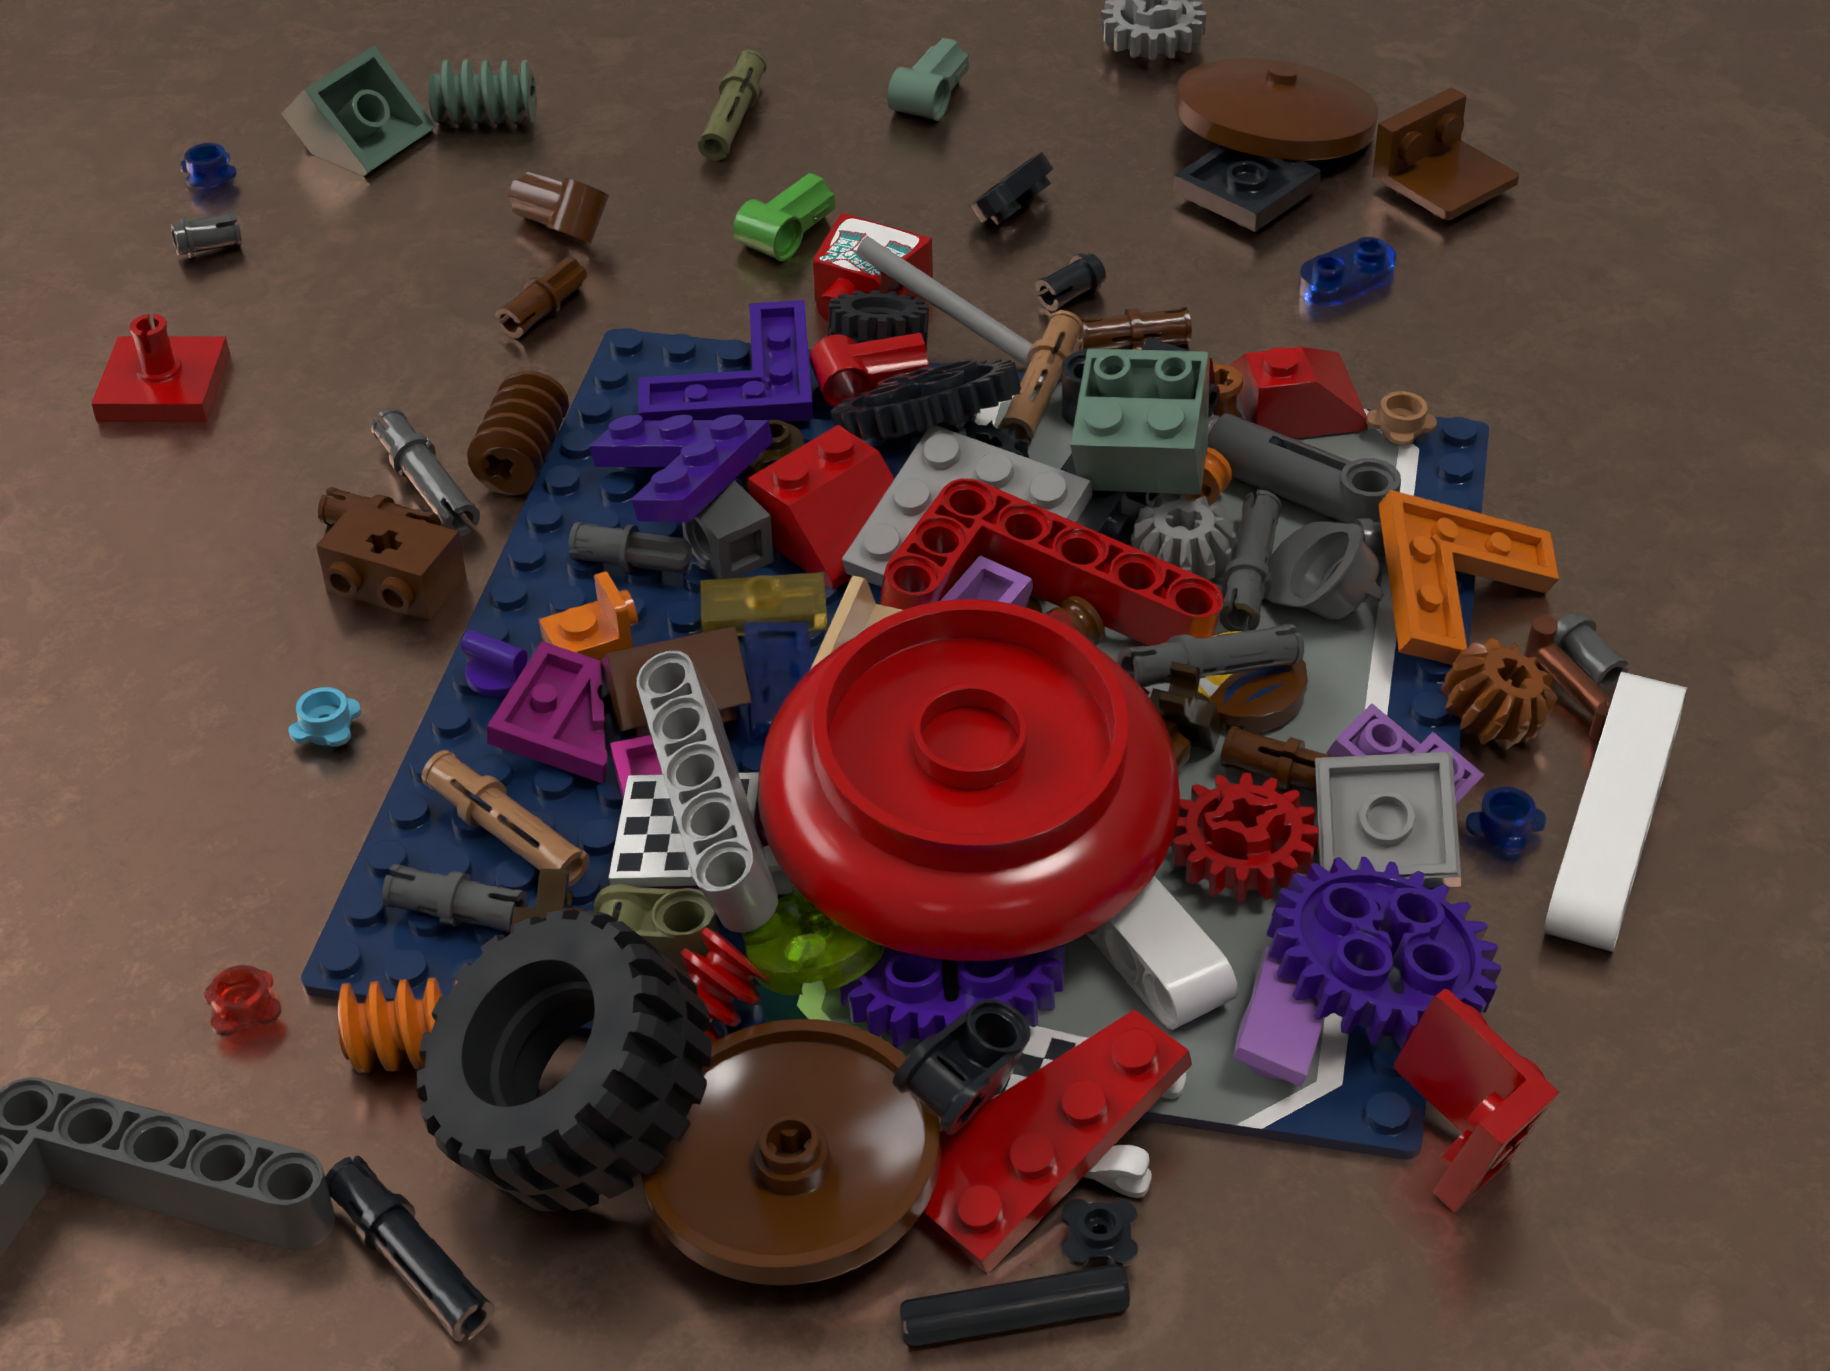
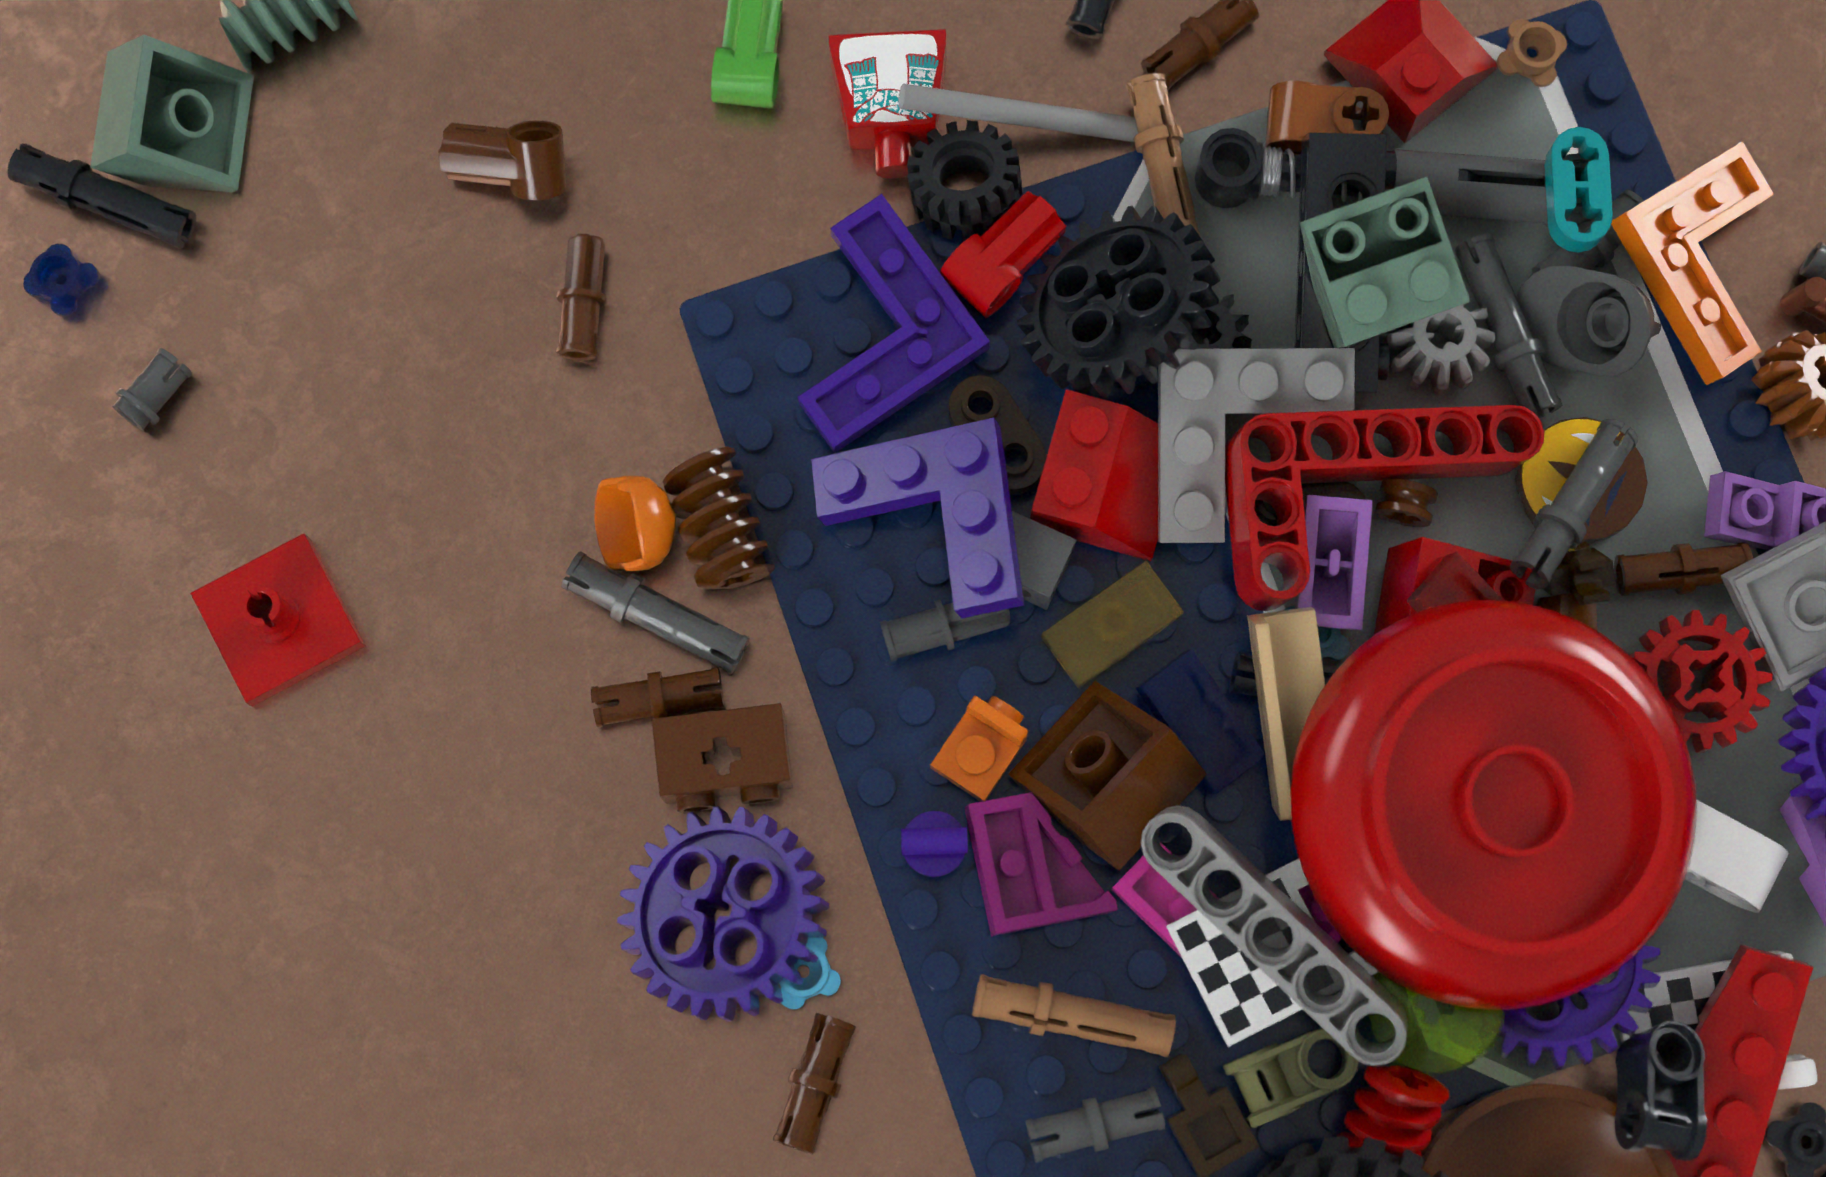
camera: 30 degrees left, 35 degrees up
(261, 785) = (814, 1083): none -> reddish brown pin
(267, 129) = (78, 186): none -> black pin
(295, 645) = (777, 920): none -> dark purple gear
(459, 410) = (633, 523): none -> orange hair
(1368, 458) = (1592, 188): none -> teal beam

